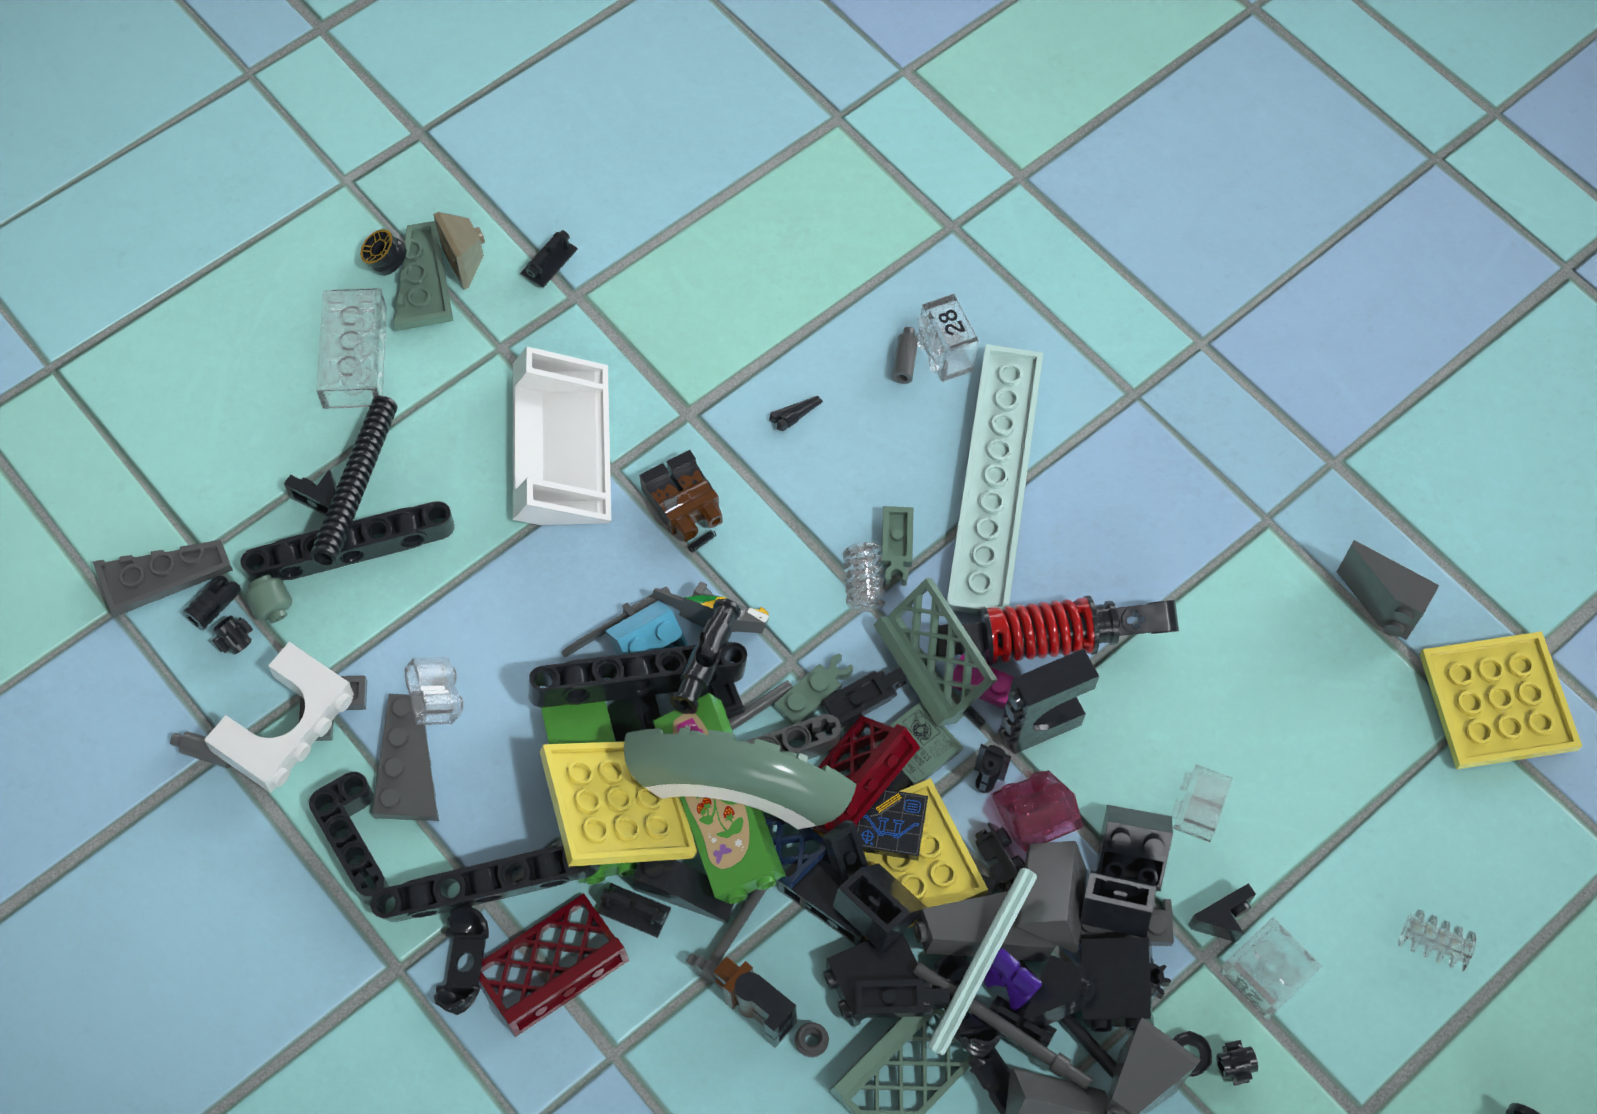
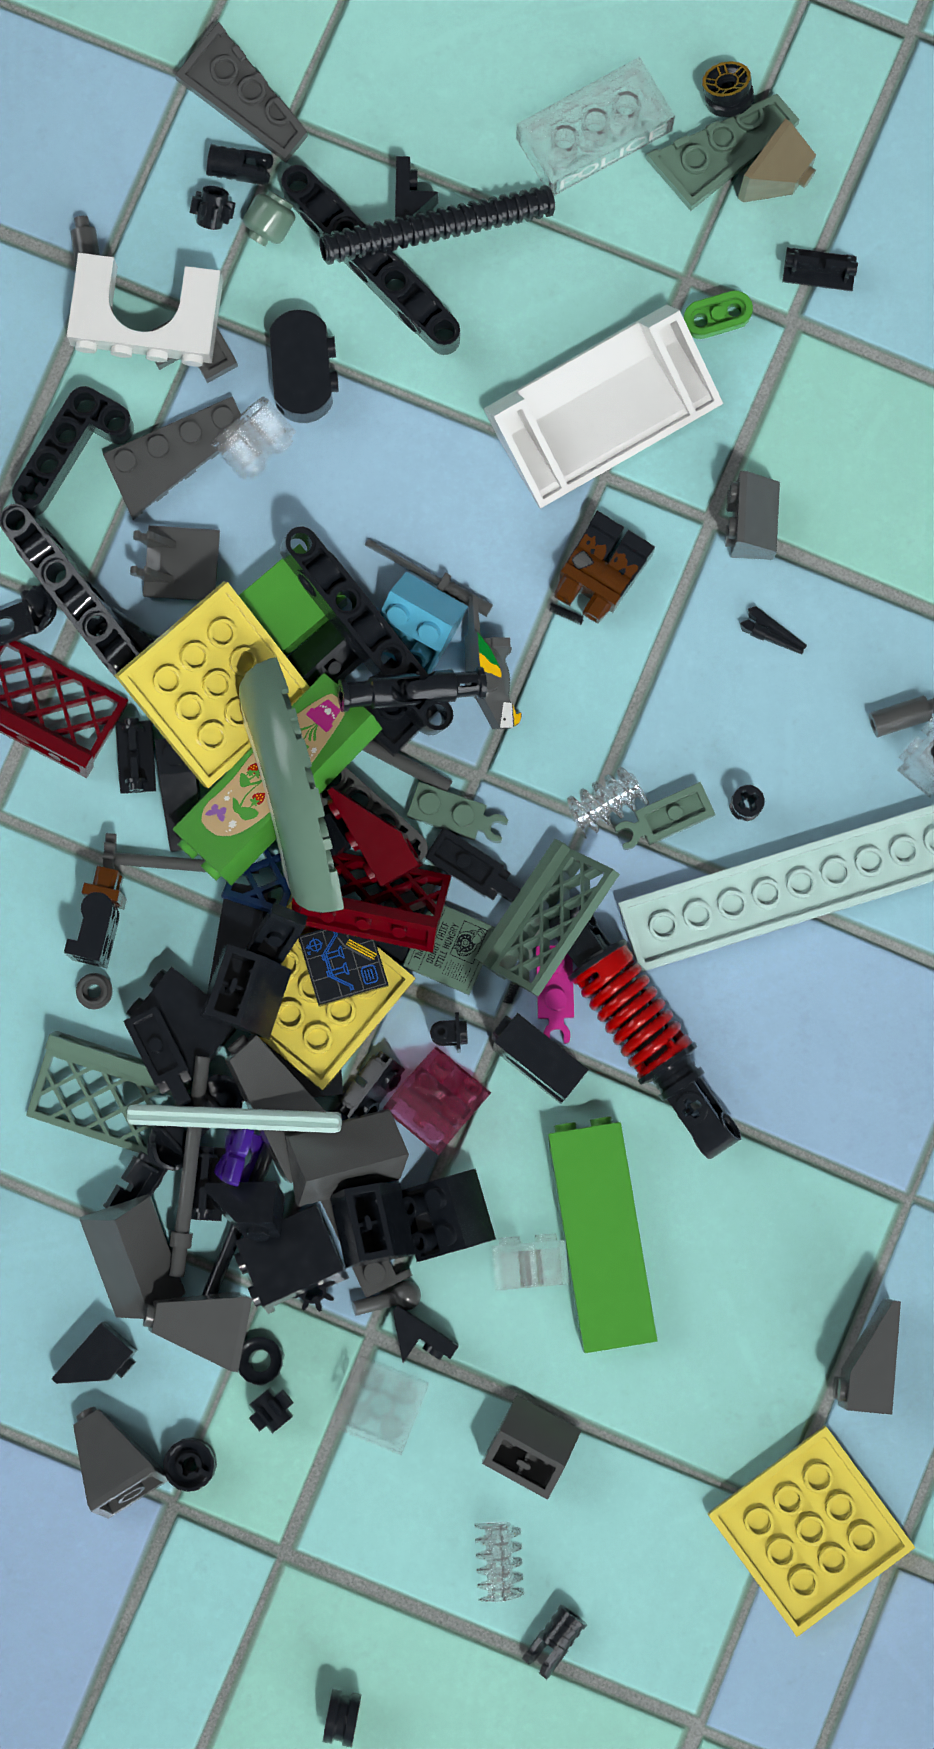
camera: 65 degrees right, 20 degrees up
(397, 629) = (302, 366): none -> black brick
(497, 798) = (178, 562): none -> dark grey plate
(541, 338) = (716, 314): none -> bright green plate
(705, 380) = (754, 521): none -> dark grey slope
(821, 739) = (381, 843): none -> dark red slope
(919, 475) = (748, 792): none -> black bush
(1182, 914) = (404, 1294): none -> dark grey bar
(1192, 732) = (602, 1235): none -> bright green brick
(1354, 870) = (531, 1447): none -> dark grey slope
(1515, 923) = (559, 1635): none -> black hinge

